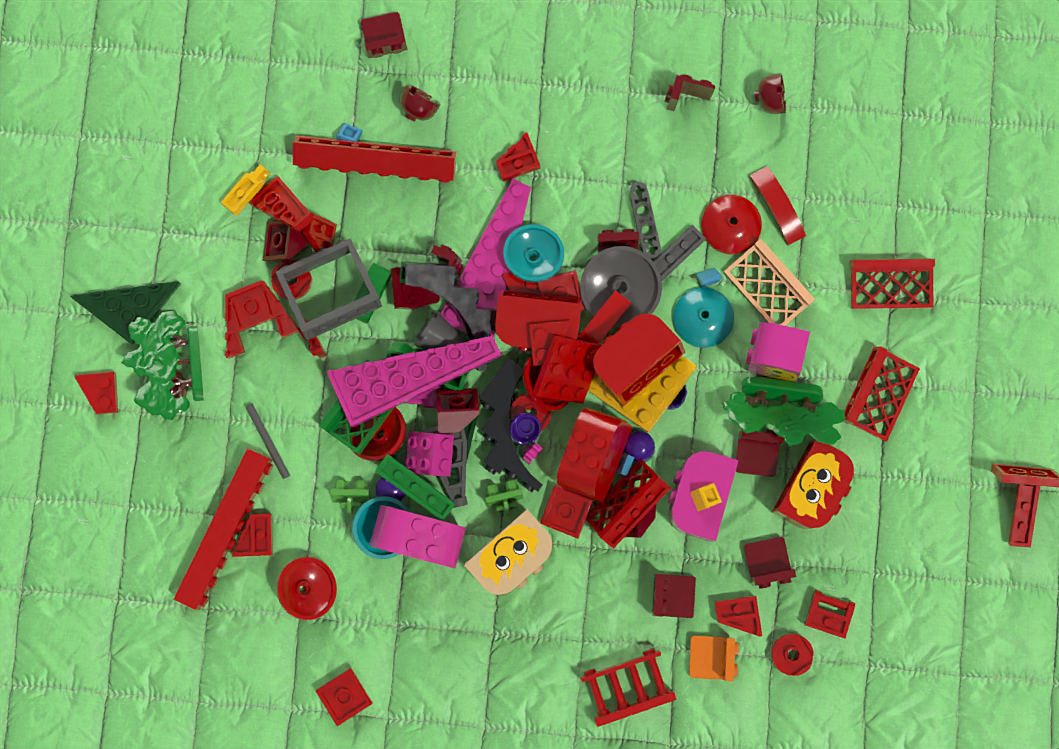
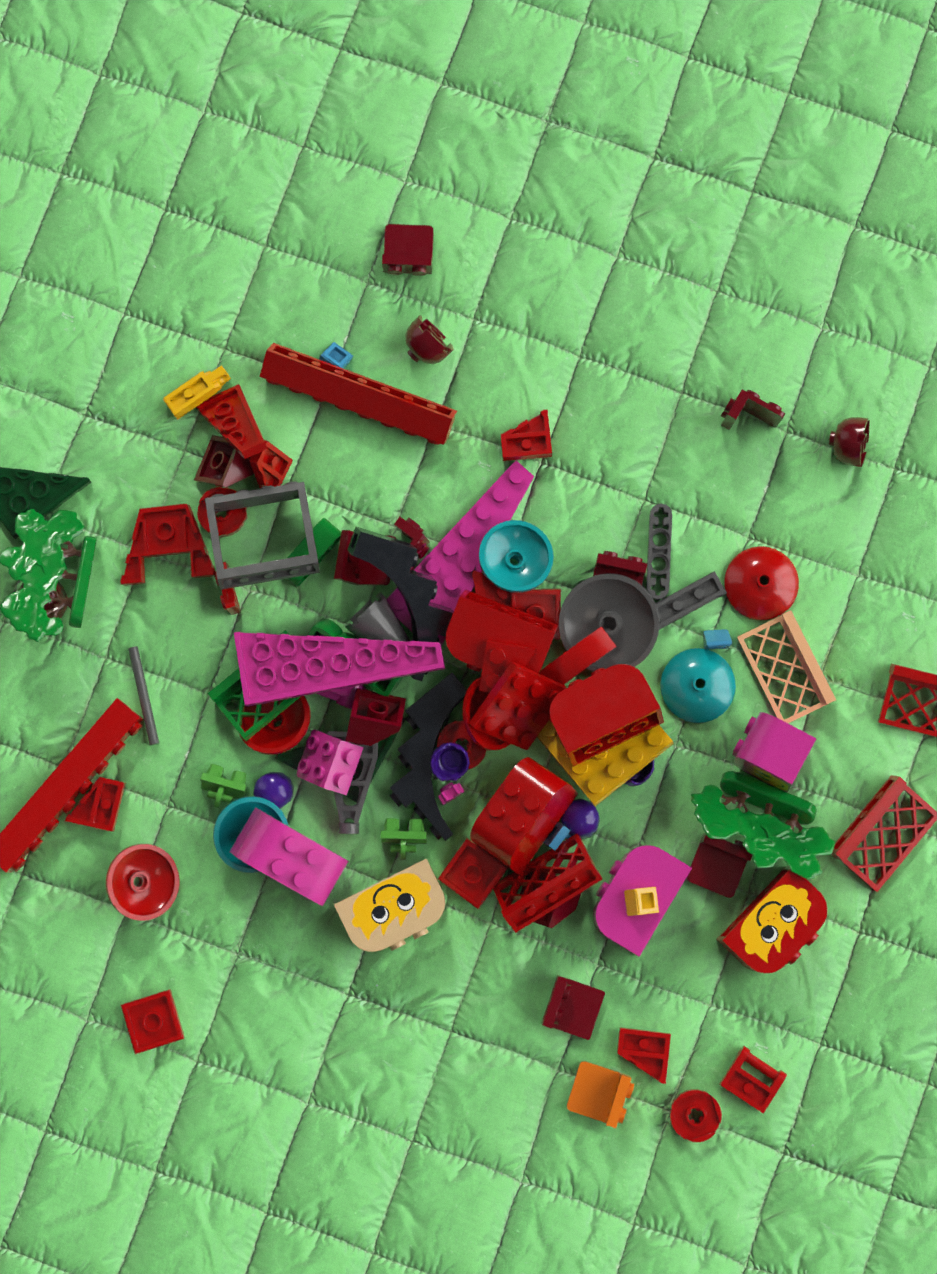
camera: 15 degrees right, 0 degrees up
(415, 487) = (301, 797): green fence -> none
(643, 701) = (478, 1125): red fence -> none
(768, 562) = (696, 998): dark red bracket -> none
(779, 205) = (824, 575): red slope -> none

